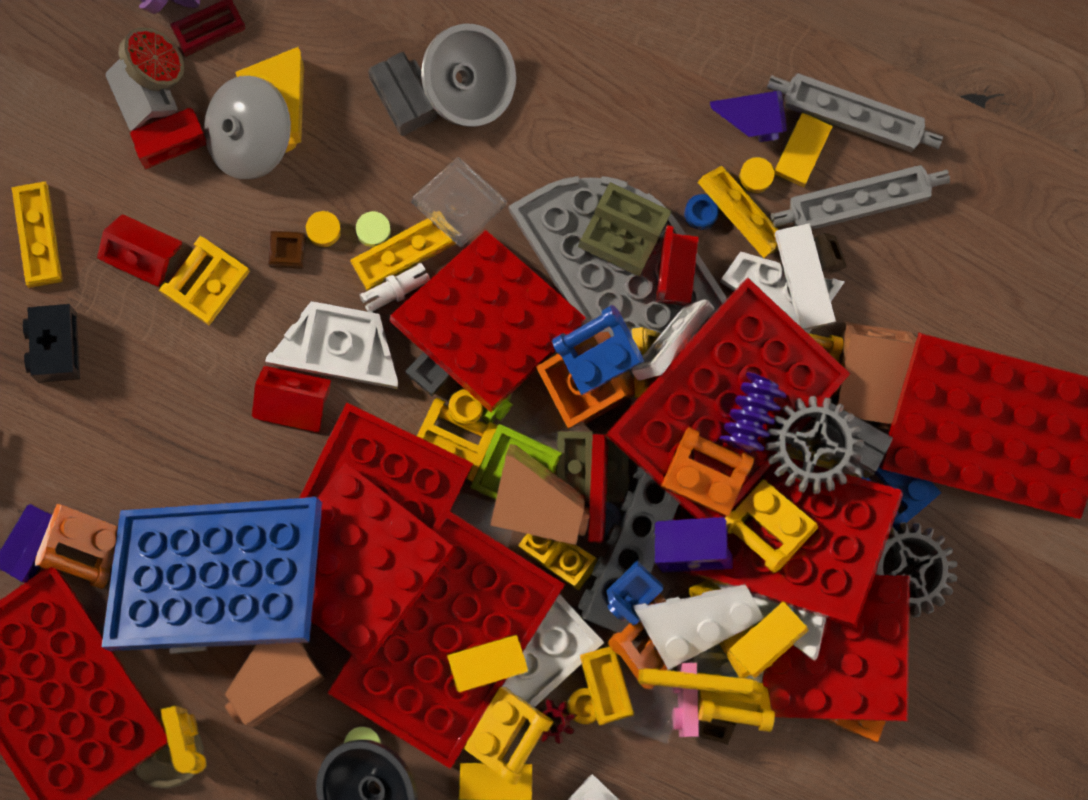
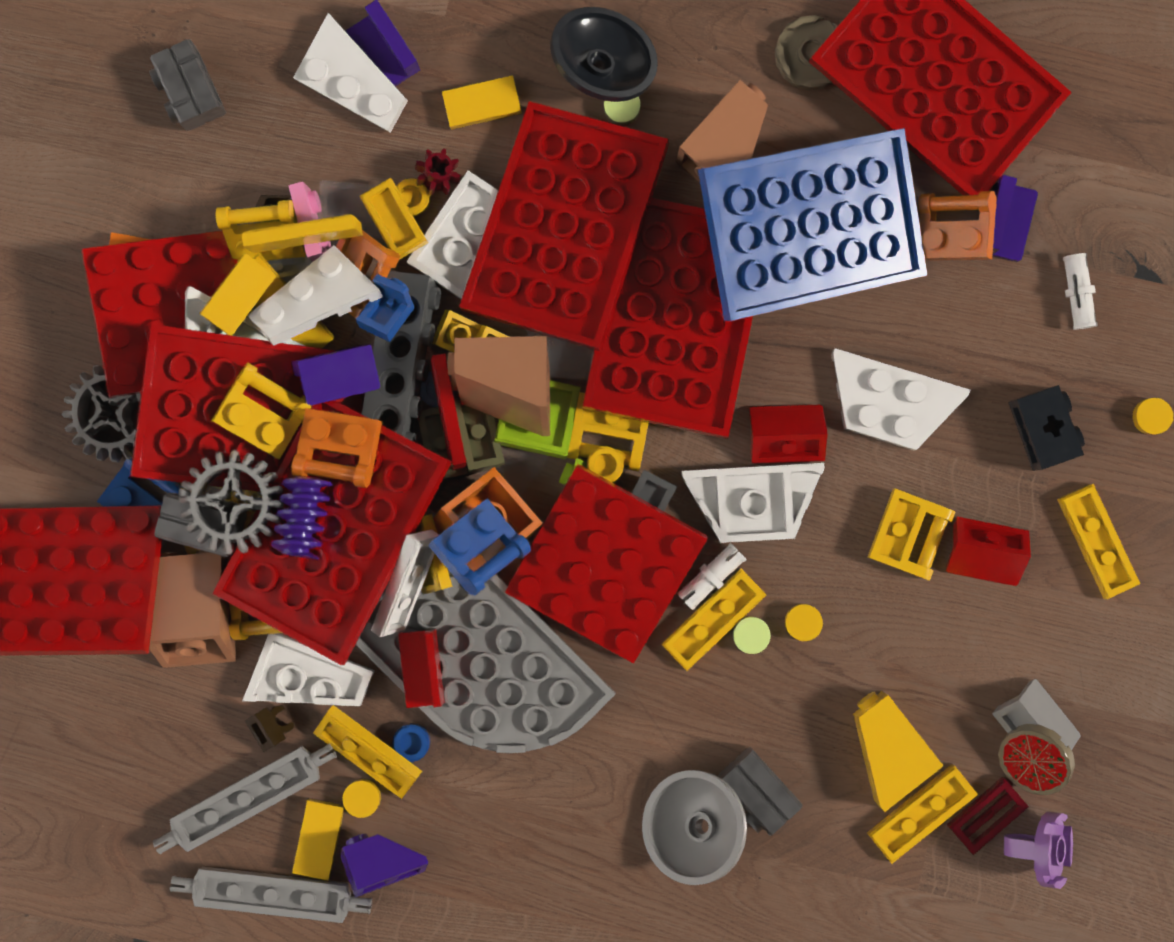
camera: 175 degrees right, 10 degrees up
(168, 138) = (994, 680): red panel -> none
(180, 730) = (796, 50): yellow plate -> none
(186, 404) = (892, 401): none -> white wing
(258, 131) = (913, 708): light grey dish -> none
(265, 41) = (922, 813): none -> yellow tile
(287, 249) = (835, 590): reddish brown tile -> none
(369, 563) = (660, 276): red plate -> none
(459, 201) = (669, 686): clear tile -> none
(487, 663) = (516, 206): yellow slope -> none
(499, 729) = (489, 149): yellow plate -> none
(624, 229) = (486, 698): olive slope -> none
(805, 277) = (284, 693): white tile -> none

